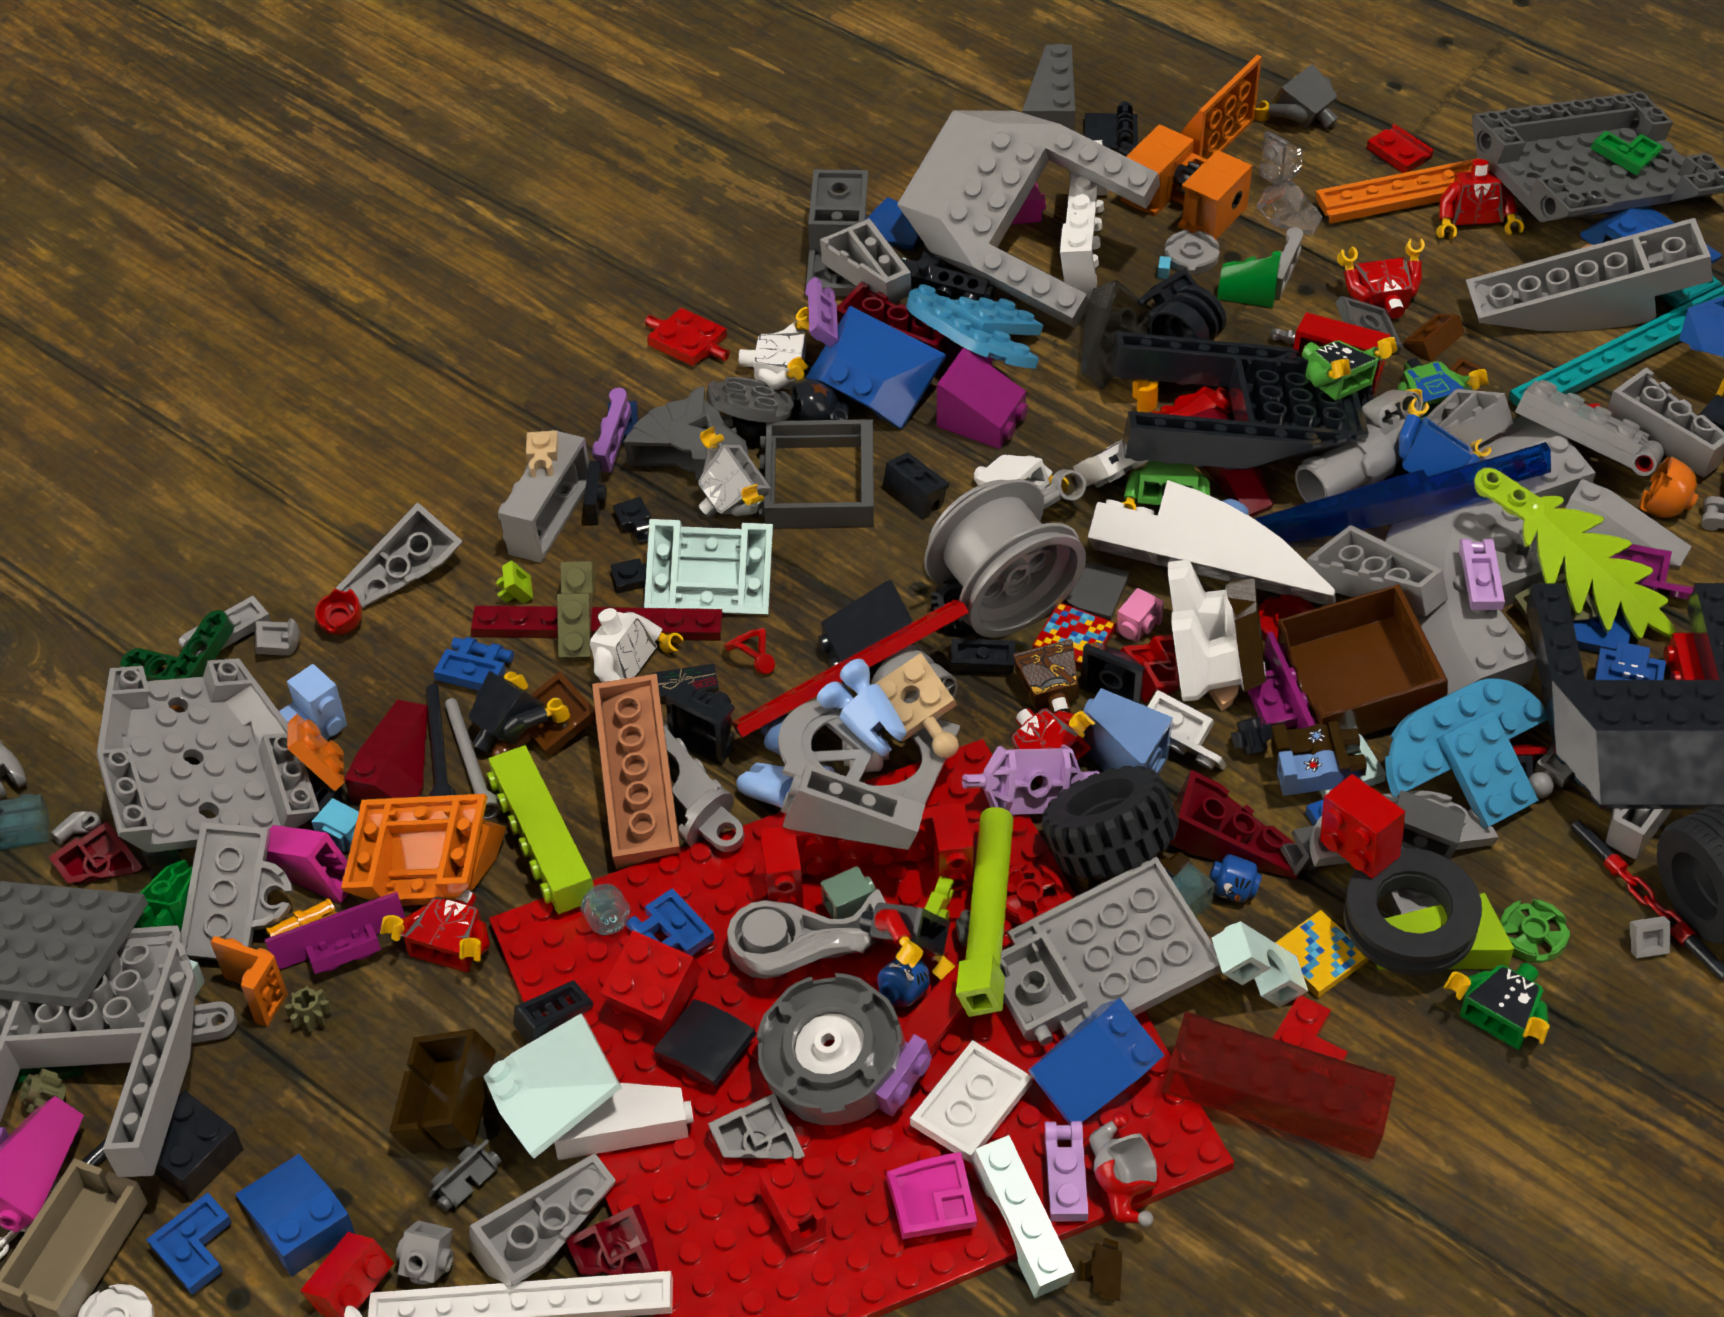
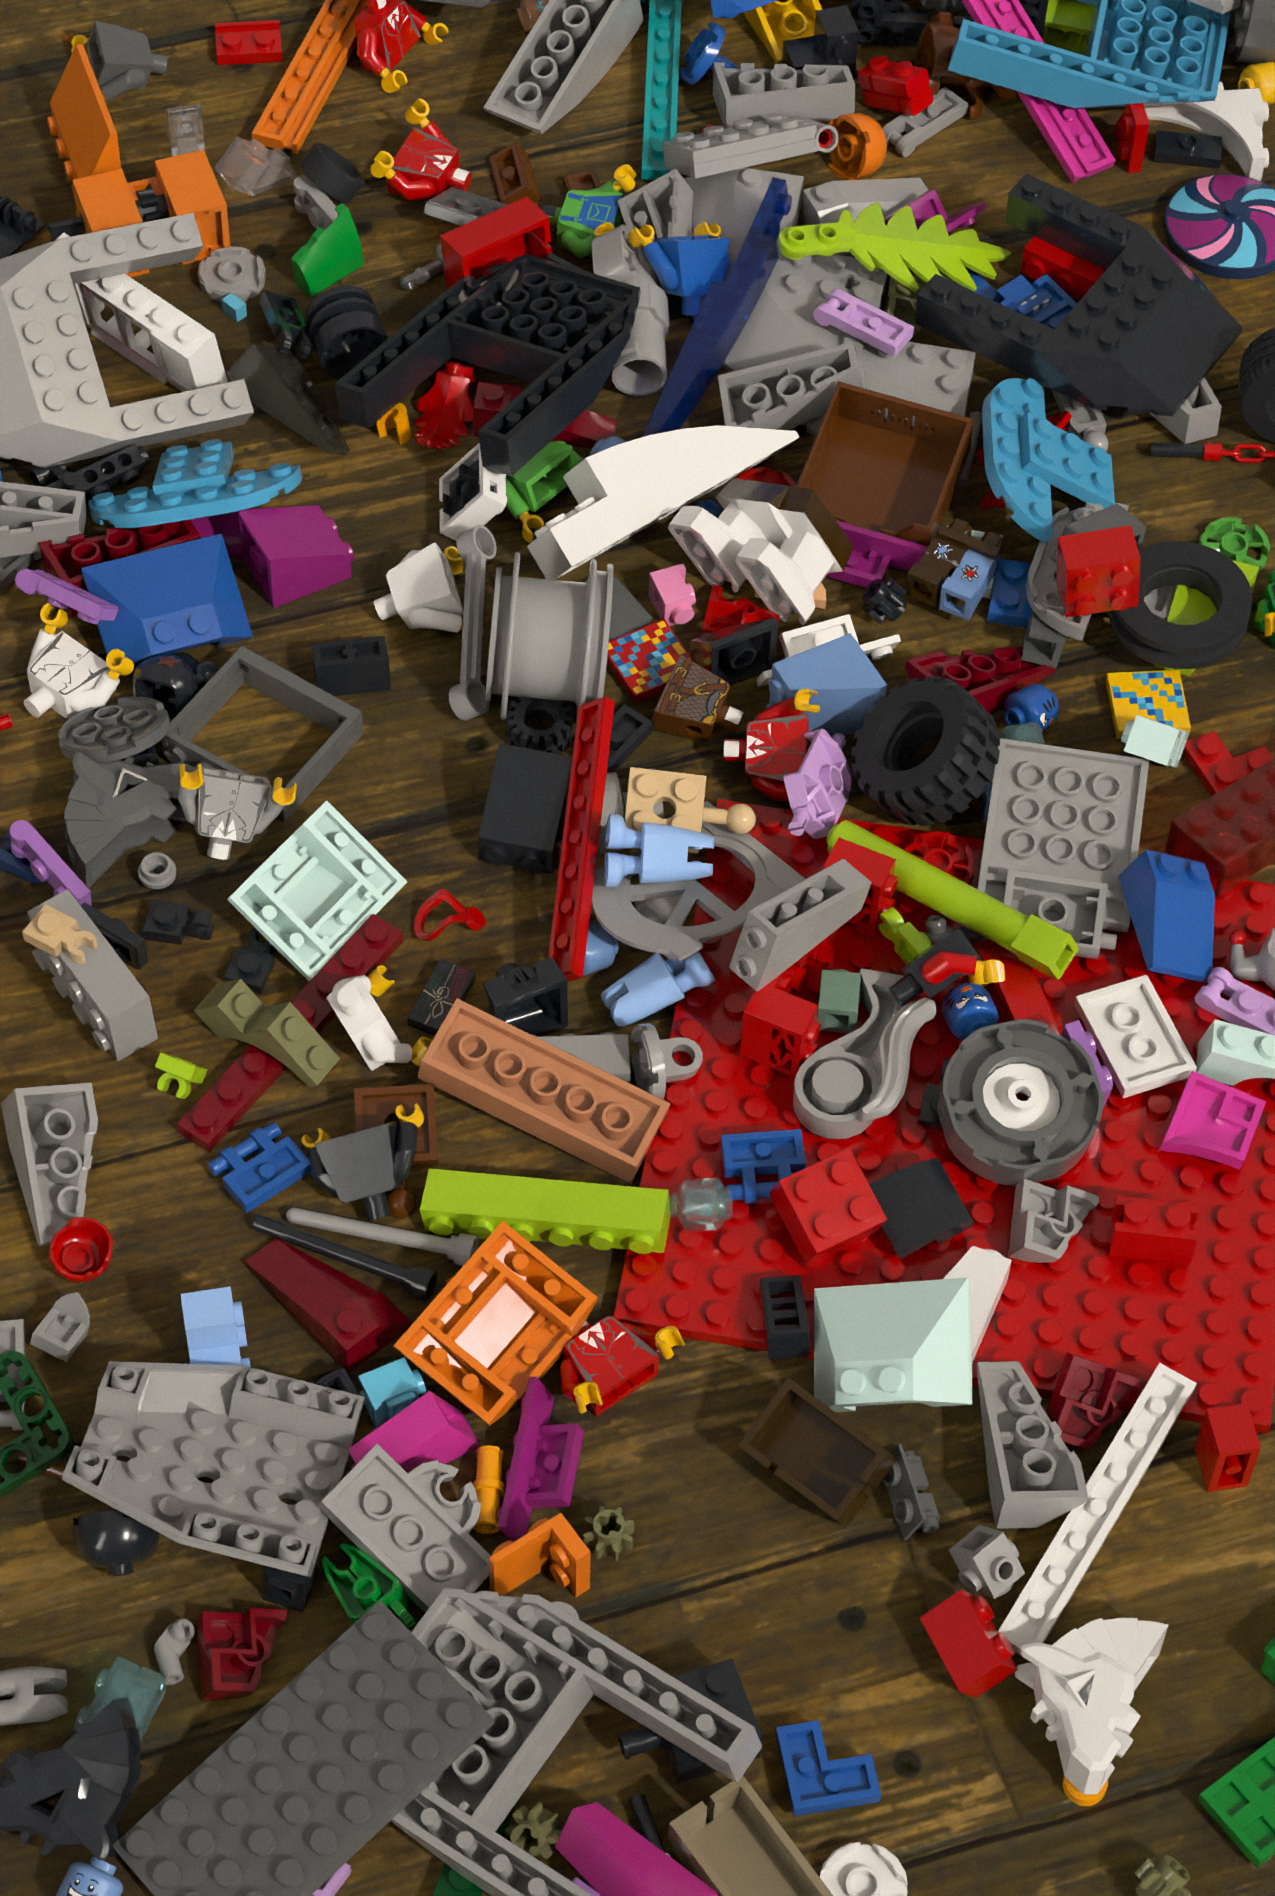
camera: 60 degrees left, 5 degrees up
(296, 1213) = (849, 1660): blue slope -> none
(315, 751) = (290, 1354): orange plate -> none
(667, 486) = (157, 863): none -> light grey plate
(1308, 243) = (331, 172): none -> black tyre
(1343, 368) = (541, 254): torso -> none
(1656, 362) = (703, 53): none -> blue tile

